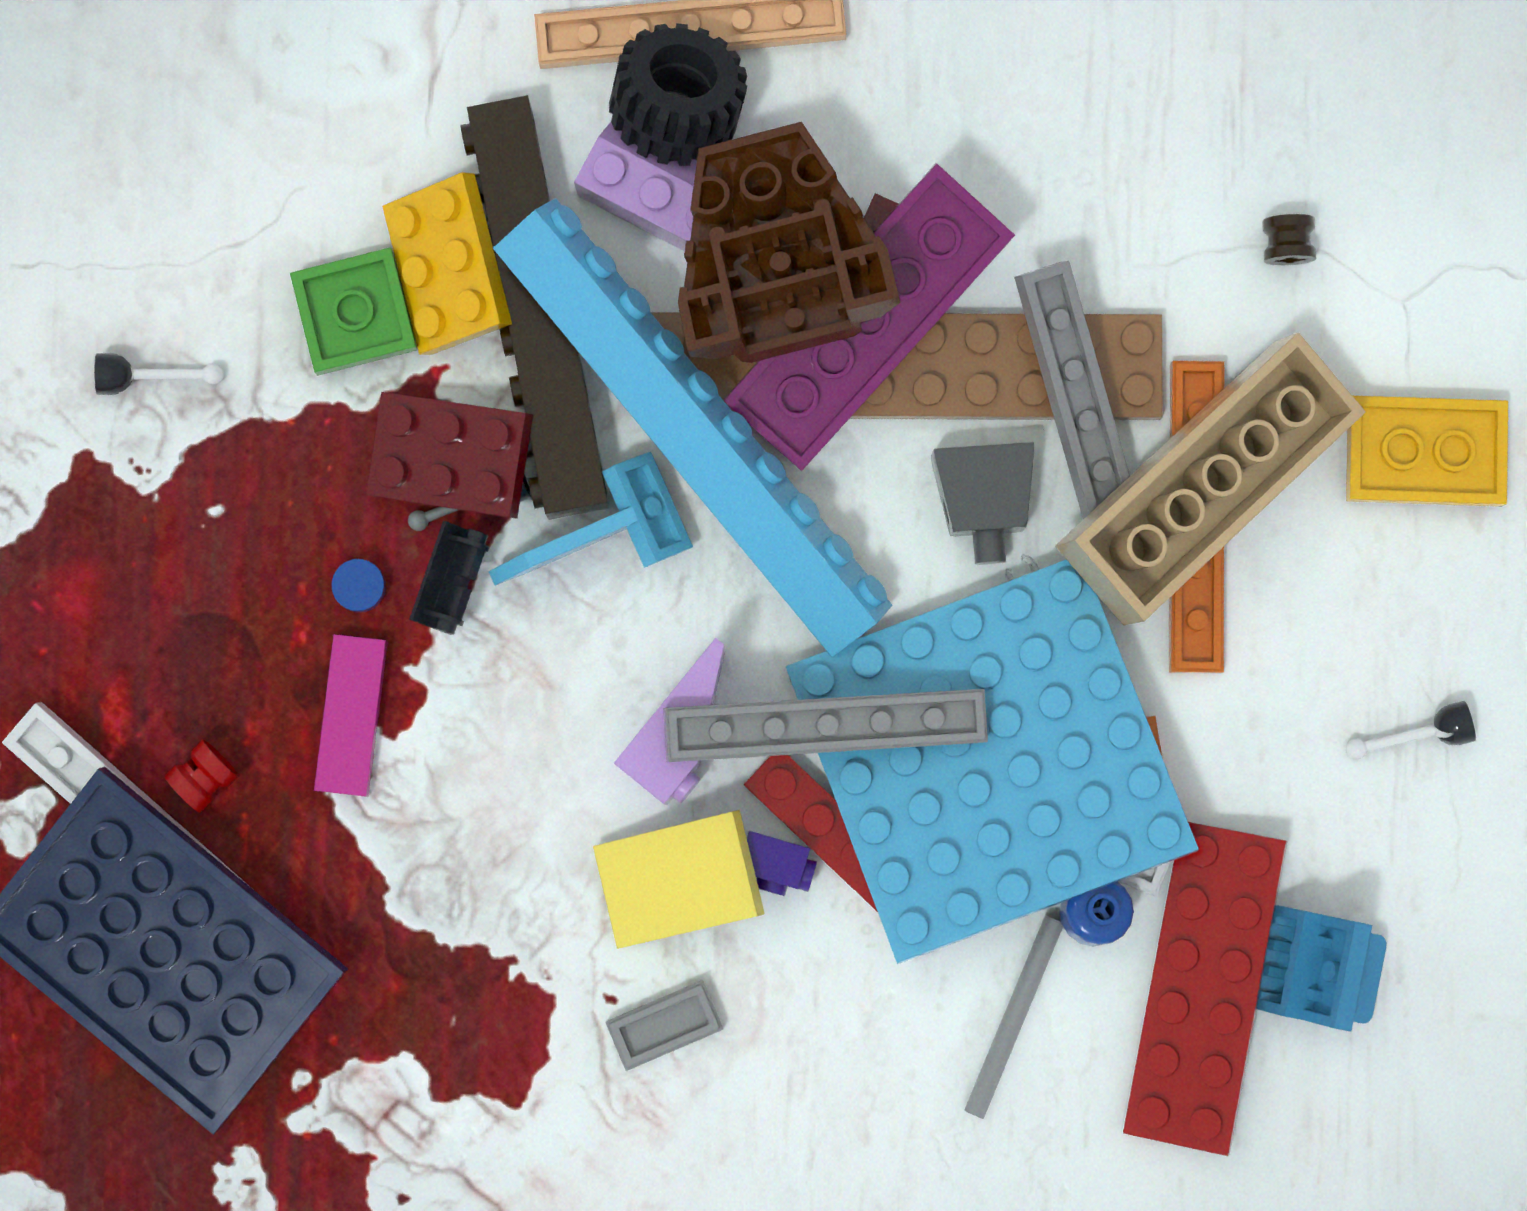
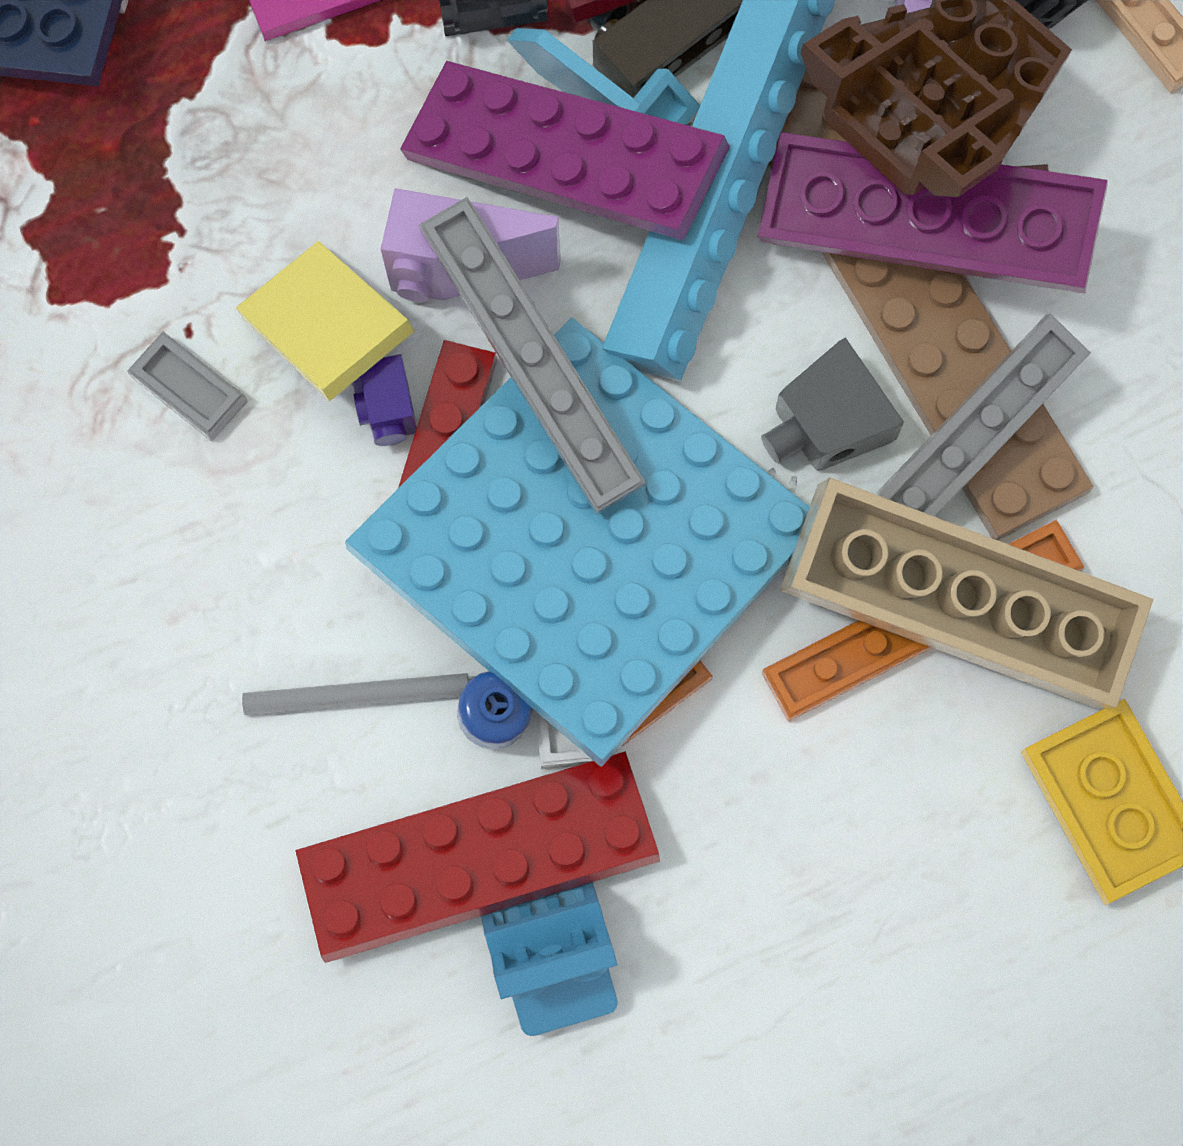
camera: 65 degrees right, 10 degrees down
(636, 594) = (566, 149): none -> magenta plate
(1451, 725) = (861, 964): hinge -> none

